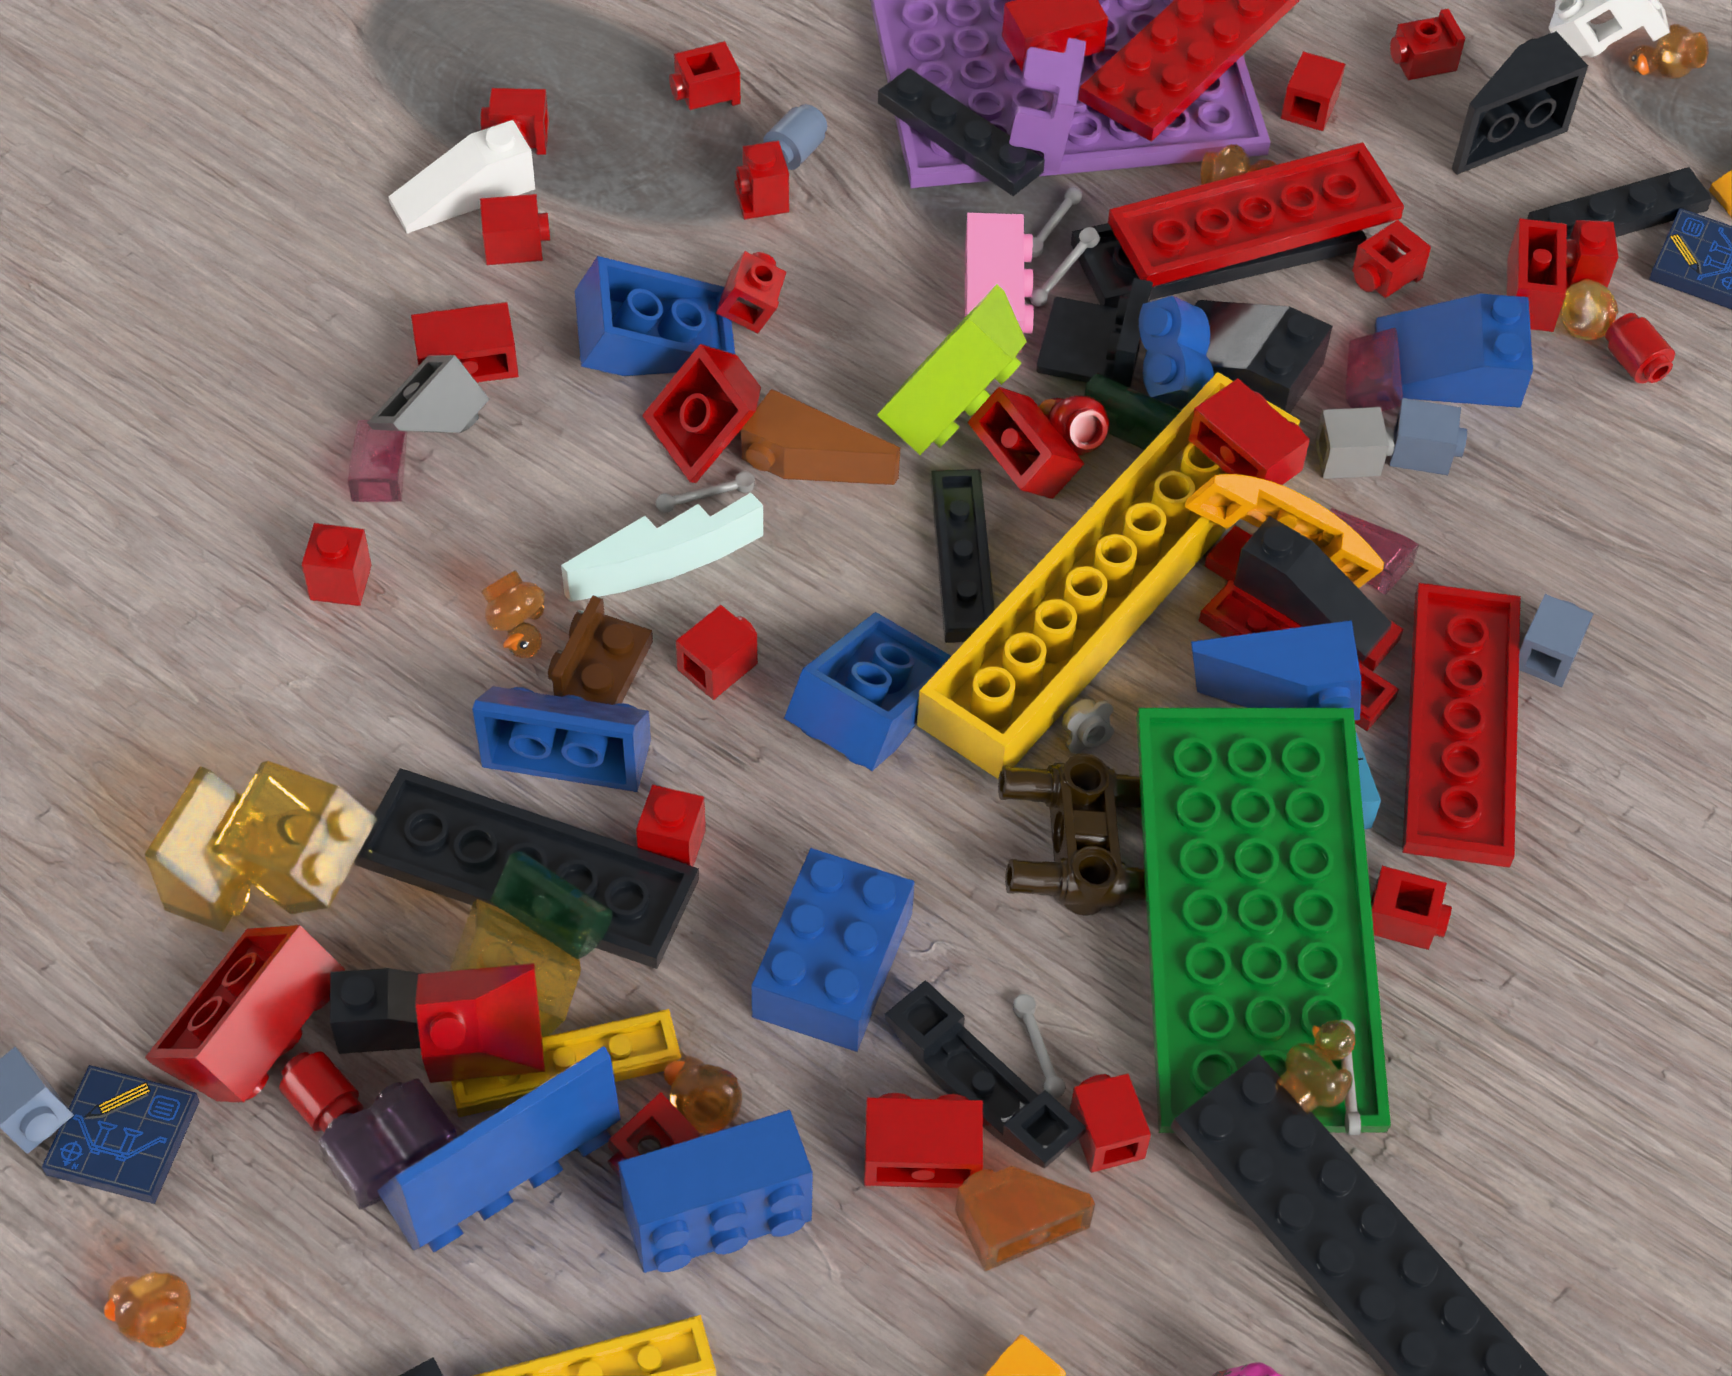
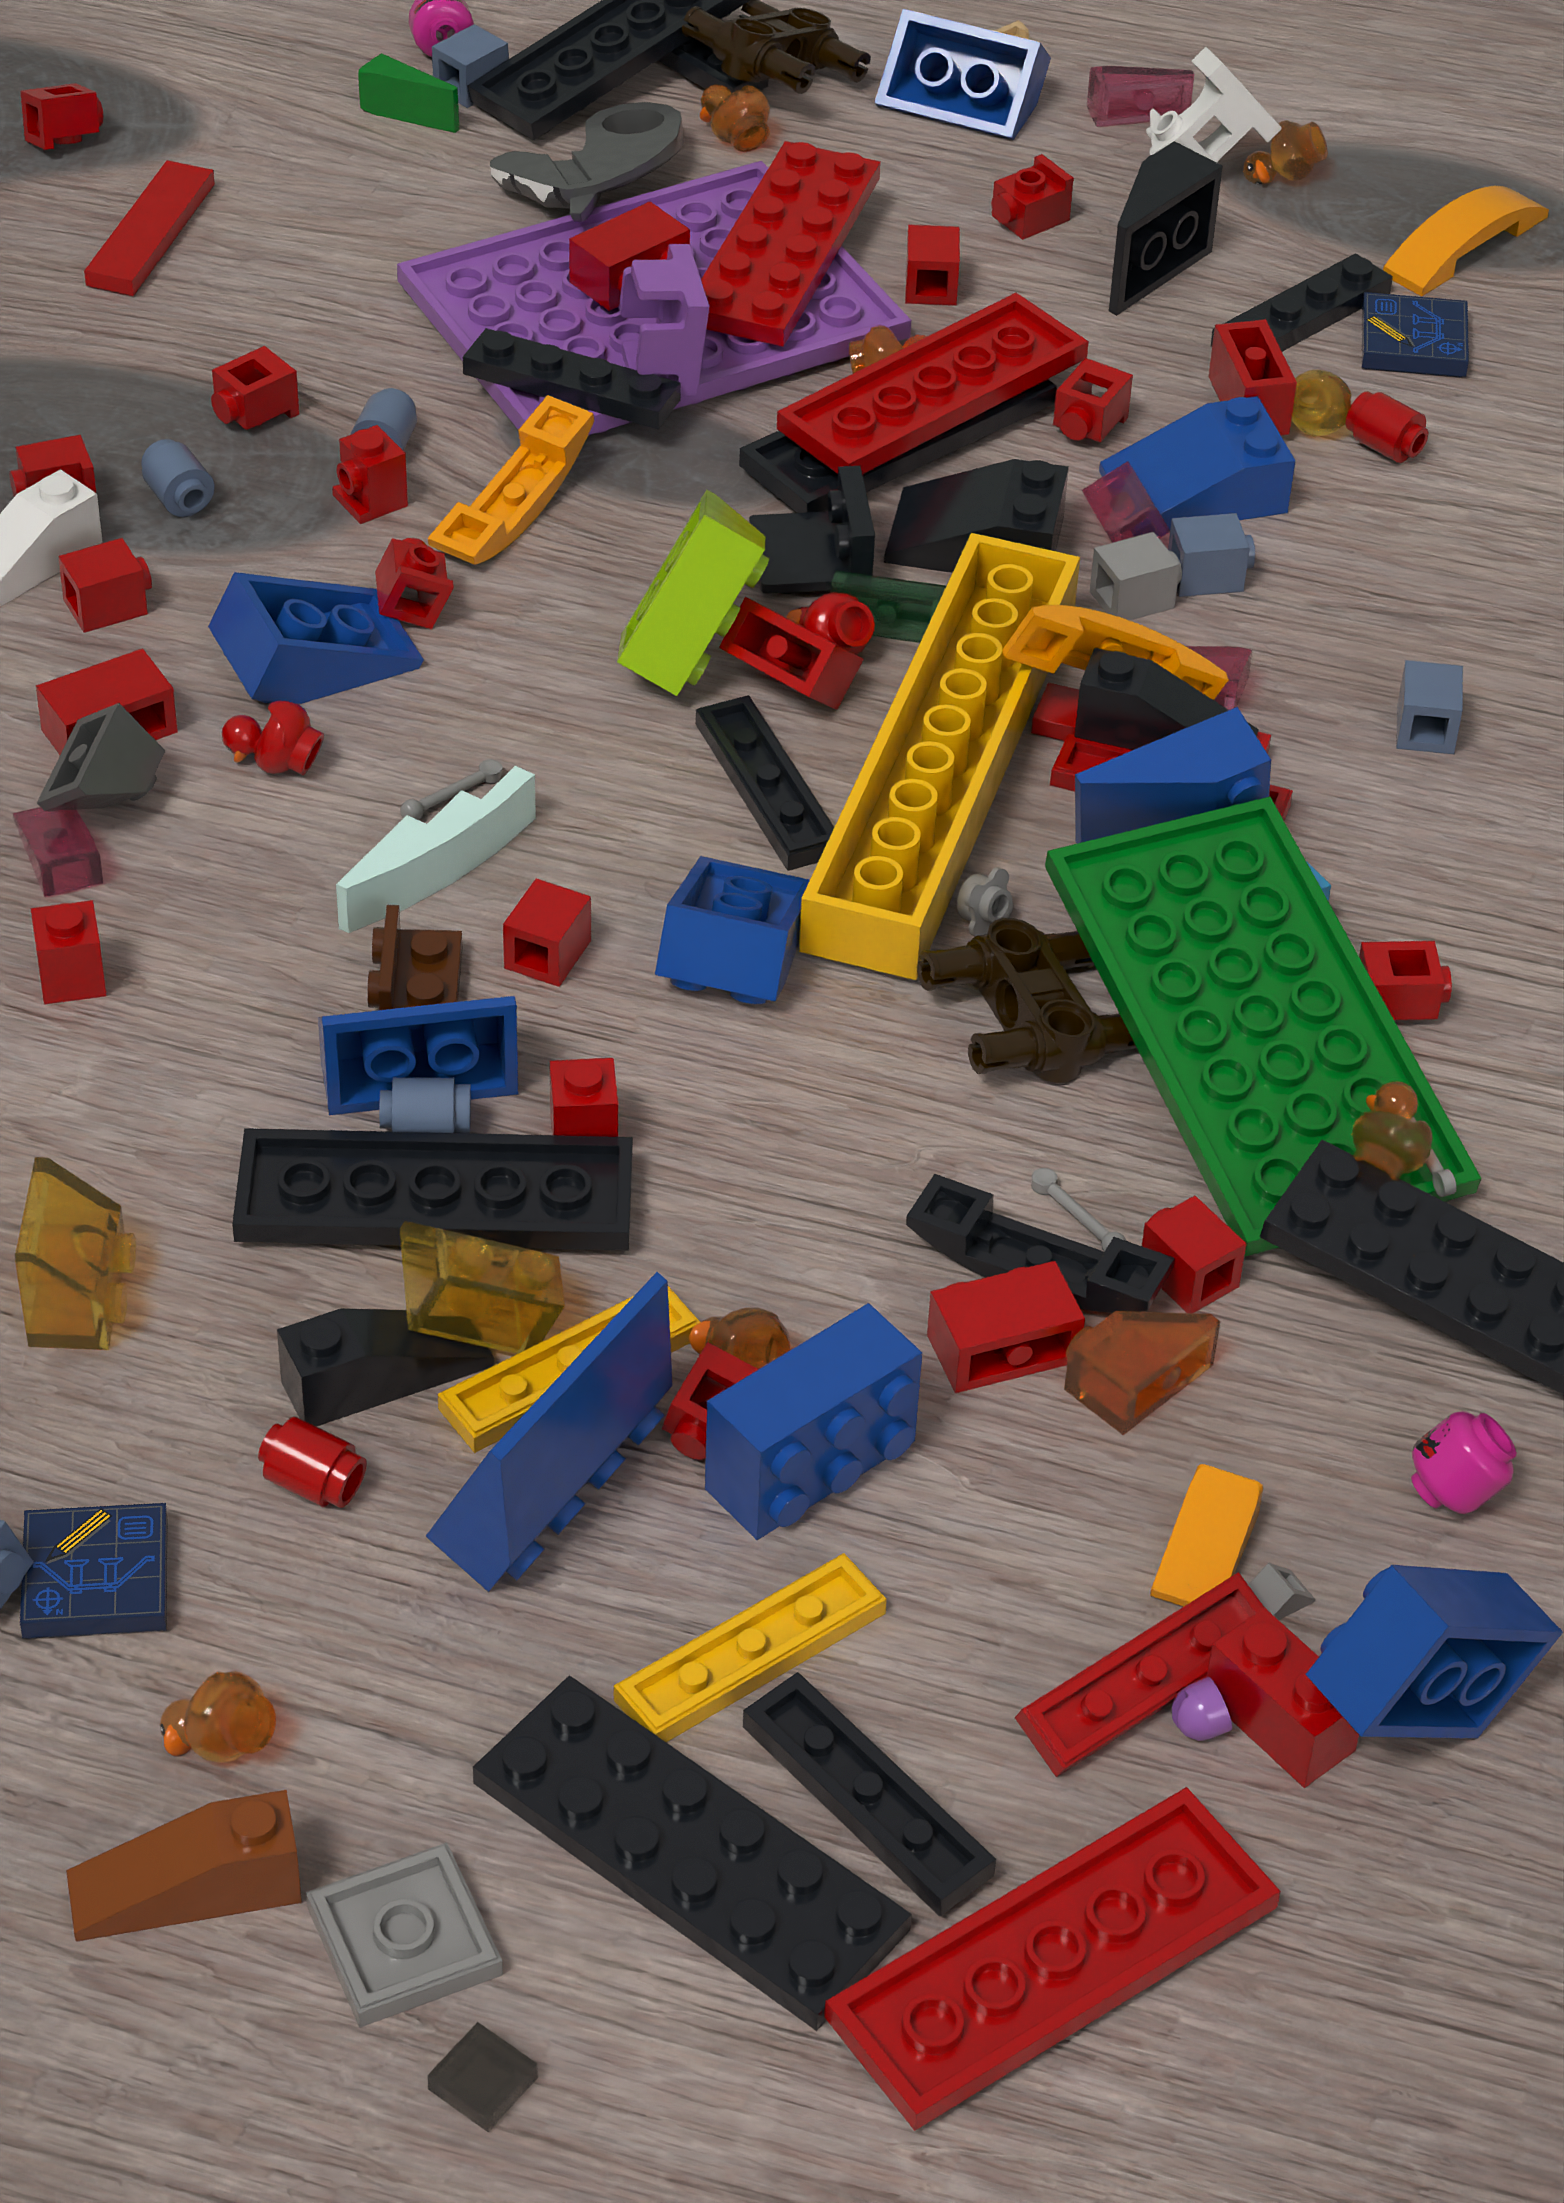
camera: 20 degrees left, 10 degrees down
(247, 1013) = (186, 1407): red slope -> none
(294, 837) = (165, 1217): clear yellow slope -> none
(385, 1139) = (408, 1486): clear purple brick -> none
(479, 1023) = (475, 1330): red slope -> none
(509, 606) = (298, 943): clear orange animal -> none
(550, 790) = (426, 1106): none -> sand blue brick
(551, 905) = (493, 1203): clear green brick -> none
(584, 415) = (282, 745): none -> red animal
(611, 143) = (177, 477): none -> sand blue brick
(703, 408) = (415, 707): red slope -> none
(814, 446) = (558, 713): dark orange slope -> none
(832, 949) = (819, 1174): blue brick -> none
(876, 225) = (522, 486): none -> light orange slope
(997, 256) = (661, 492): bright pink brick -> none
(1072, 197) = (700, 477): light grey hinge -> none
(1088, 238) = (763, 448): light grey hinge -> none
(1176, 348) = (913, 526): blue brick -> none
(1248, 435) = (1035, 569): red brick -> none
(1463, 726) = (1375, 807): red plate -> none
(1591, 252) = (1301, 341): red brick -> none

